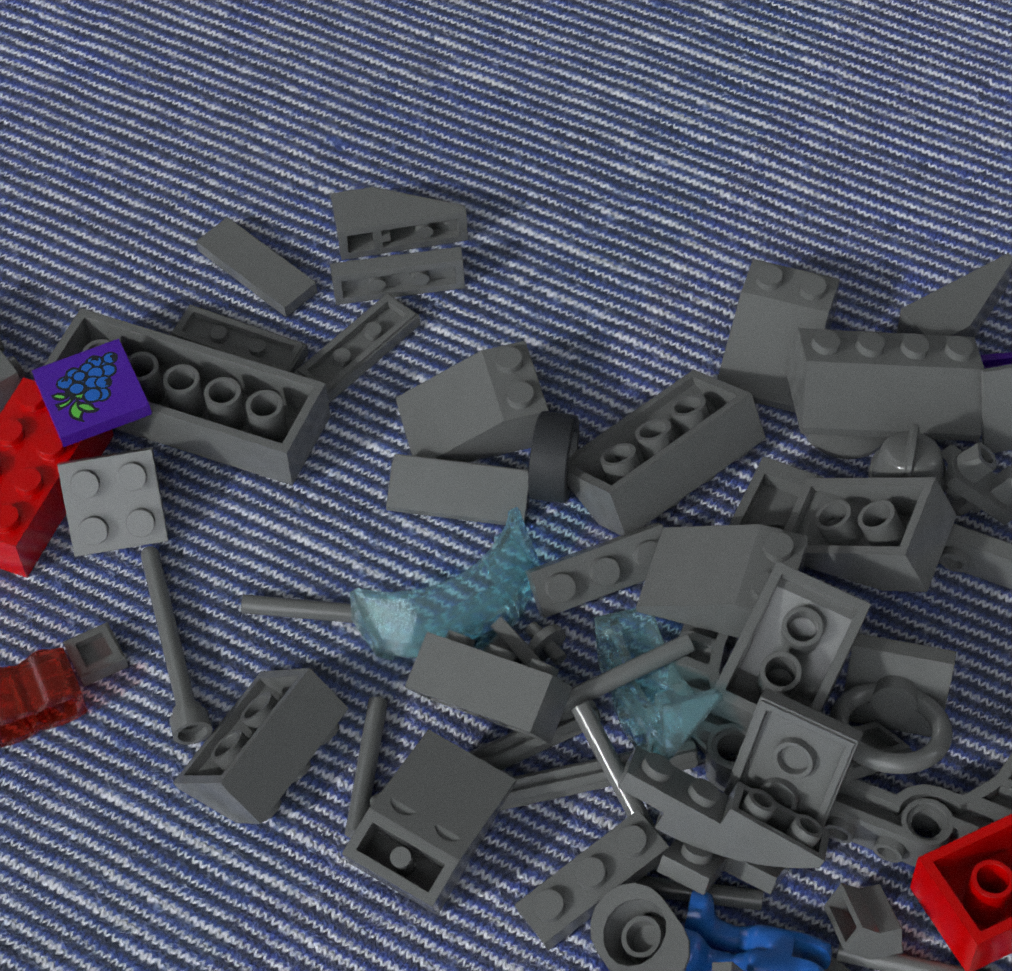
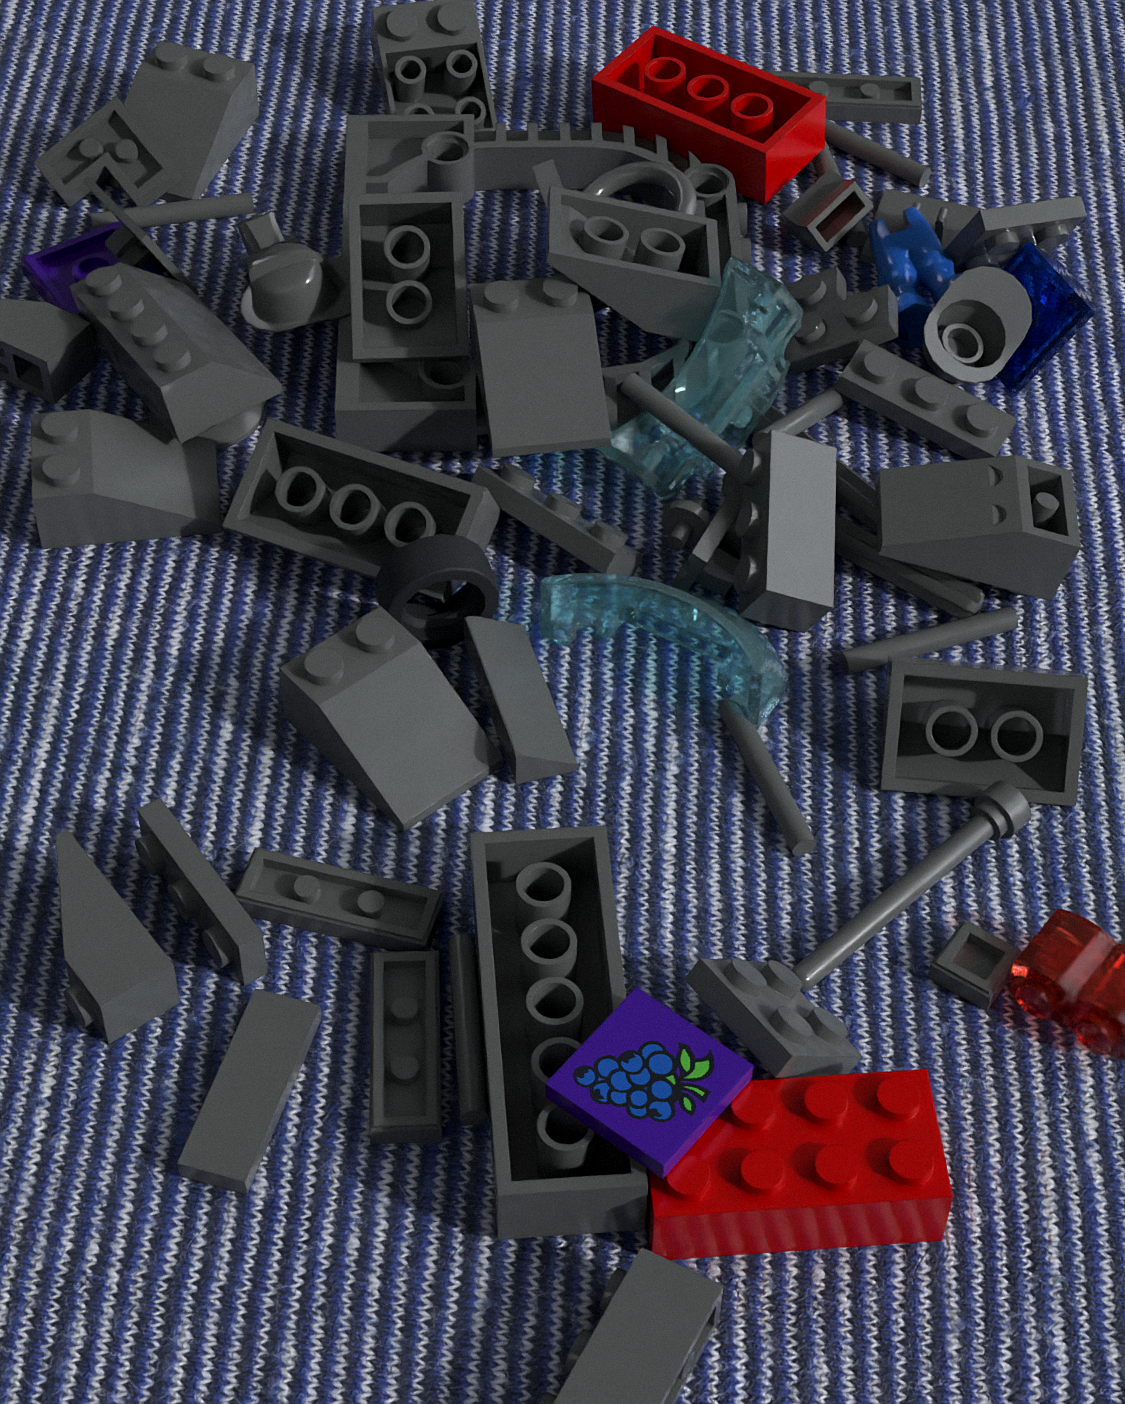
camera: 120 degrees left, 5 degrees down
(736, 826) = (819, 283): dark grey slope -> none
(795, 755) = (733, 222): dark grey tile -> none

